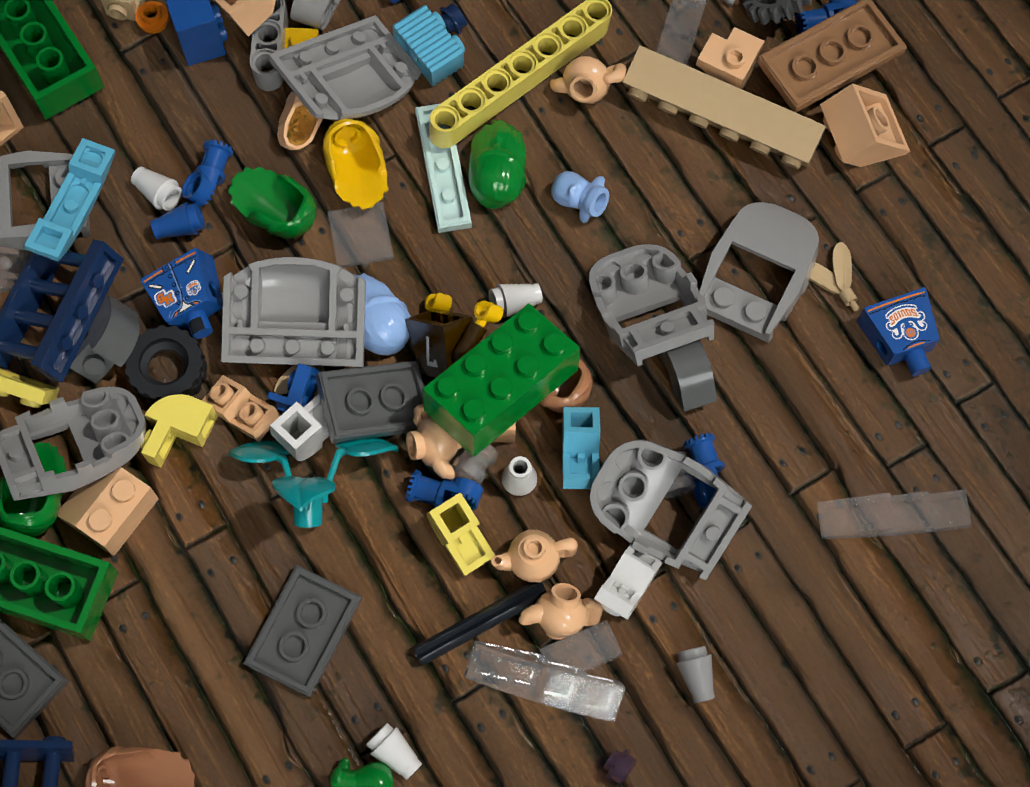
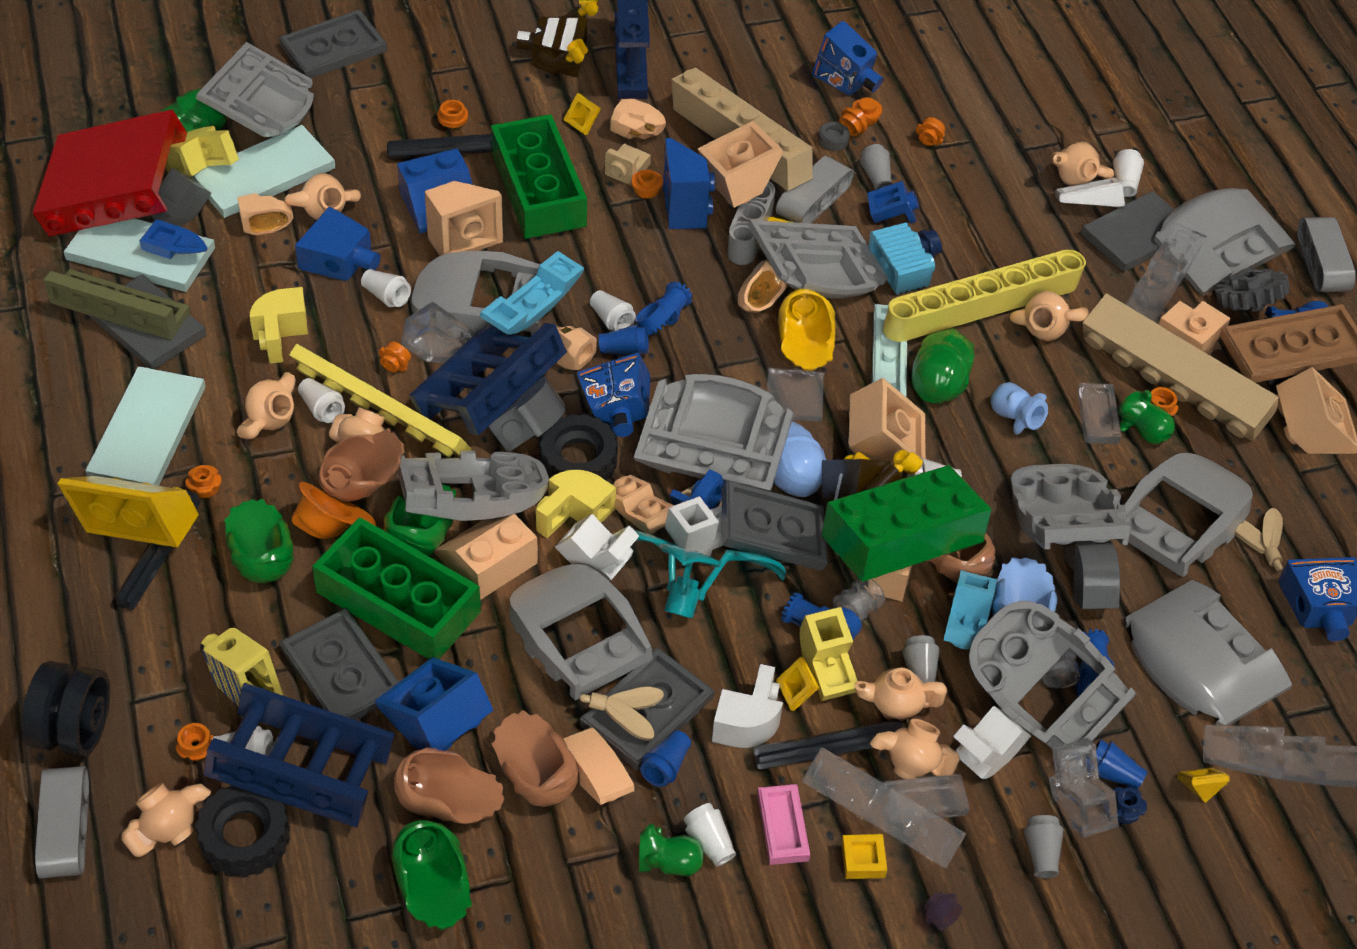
camera: 15 degrees right, 20 degrees down
(102, 693) = (436, 704): none -> blue slope
(126, 239) = (579, 347): none -> light nougat rock
(187, 538) = (560, 595): none -> light grey slope
(211, 475) = (595, 546): none -> white brick
(212, 725) = (535, 759): none -> nougat hair
(271, 711) = (599, 766): none -> light nougat slope
(273, 202) = (720, 345): green hair -> none
(277, 643) = (622, 708): none -> tan piece
(334, 684) = (664, 761): none -> blue cone
(403, 620) = (749, 719): none -> white brick
(431, 444) = (822, 571): light nougat piece -> none
(437, 567) = (797, 683): none -> yellow slope
(457, 717) = (783, 824): none -> bright pink tile
(458, 254) = (885, 423): none -> light nougat slope
(519, 483) = (901, 622): white cone -> none
(538, 732) = (864, 856): none -> yellow plate
(546, 509) = (921, 657): none -> light grey cone
(627, 410) = (1024, 581): none -> light blue hair
(657, 177) = (1099, 413): none -> clear tile
(708, 175) = (1149, 419): none -> green animal
(718, 143) = (1165, 399): none -> orange plate
(720, 611) = (1079, 793): none -> clear brick
(743, 569) = (1118, 766): none -> blue cone
(759, 615) = (1129, 813): none -> dark blue plate
(802, 423) = (1204, 655): none -> light grey slope
(826, 561) = (1204, 782): none -> yellow slope

